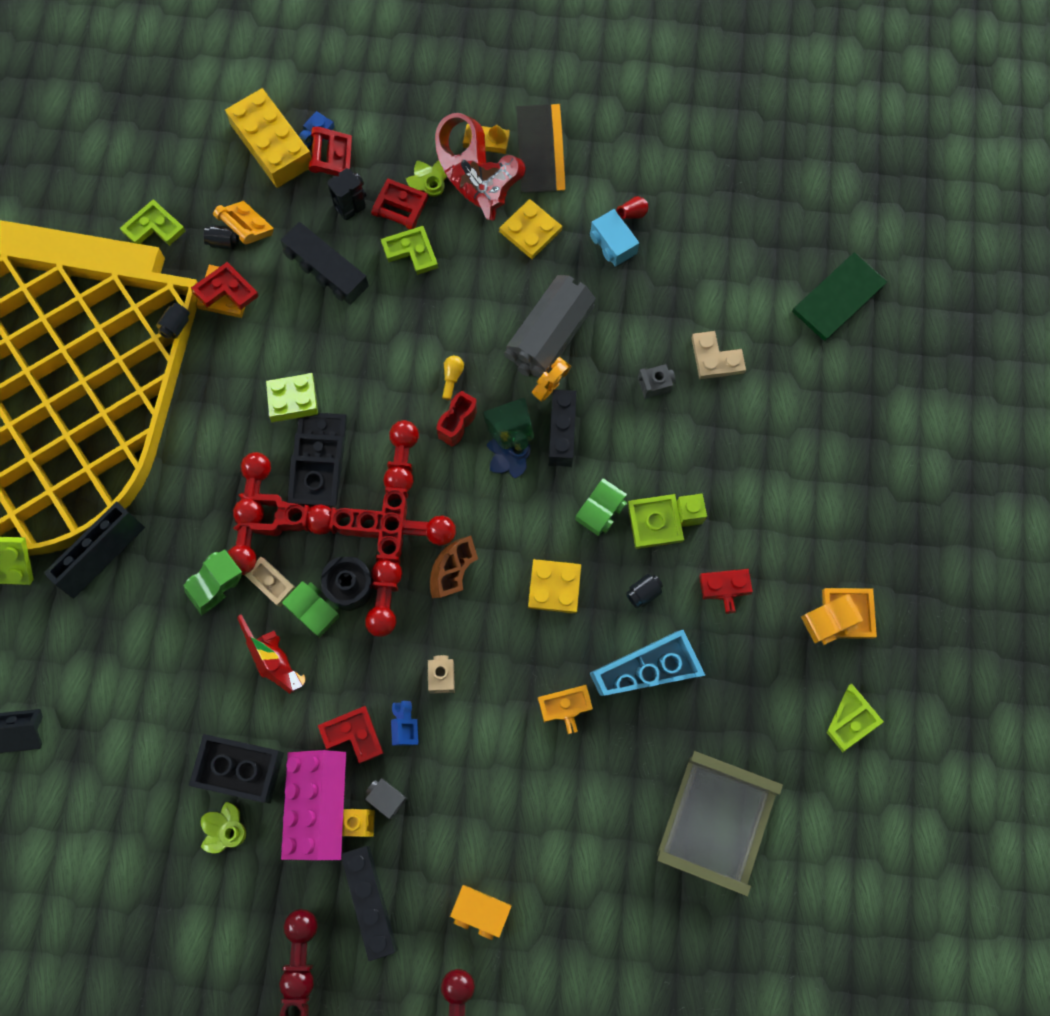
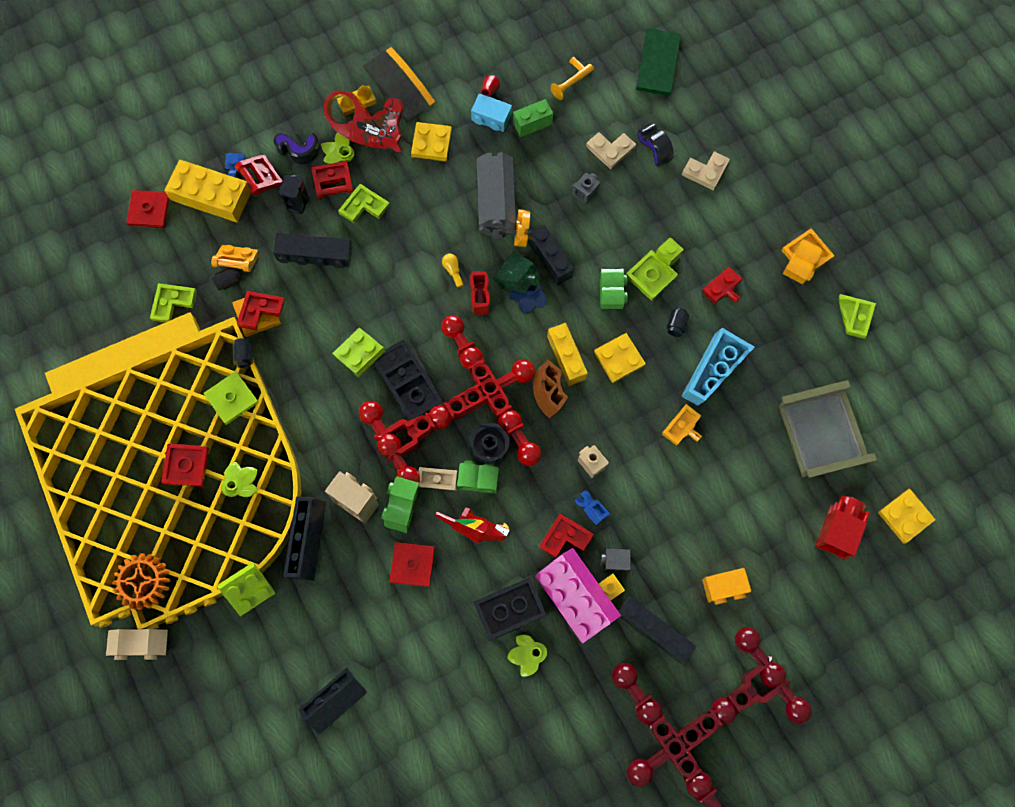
camera: 35 degrees left, 0 degrees up
(36, 396) = (185, 465): none -> red plate
(78, 447) = (241, 479): none -> lime plate
(130, 359) = (231, 398): none -> lime plate
(166, 540) = (352, 497): none -> tan brick
(181, 651) = (412, 564): none -> red plate
(201, 119) = (148, 209): none -> red plate
(387, 157) = (299, 153): none -> black animal
(499, 544) = (567, 354): none -> yellow brick
(653, 271) = (532, 118): none -> bright green brick
(656, 943) = (843, 527): none -> red piece
(740, 983) = (906, 516): none -> yellow plate
(747, 256) = (558, 90): none -> light orange piece
(768, 384) = (658, 142): none -> black animal
(804, 454) = (708, 174): none -> tan plate

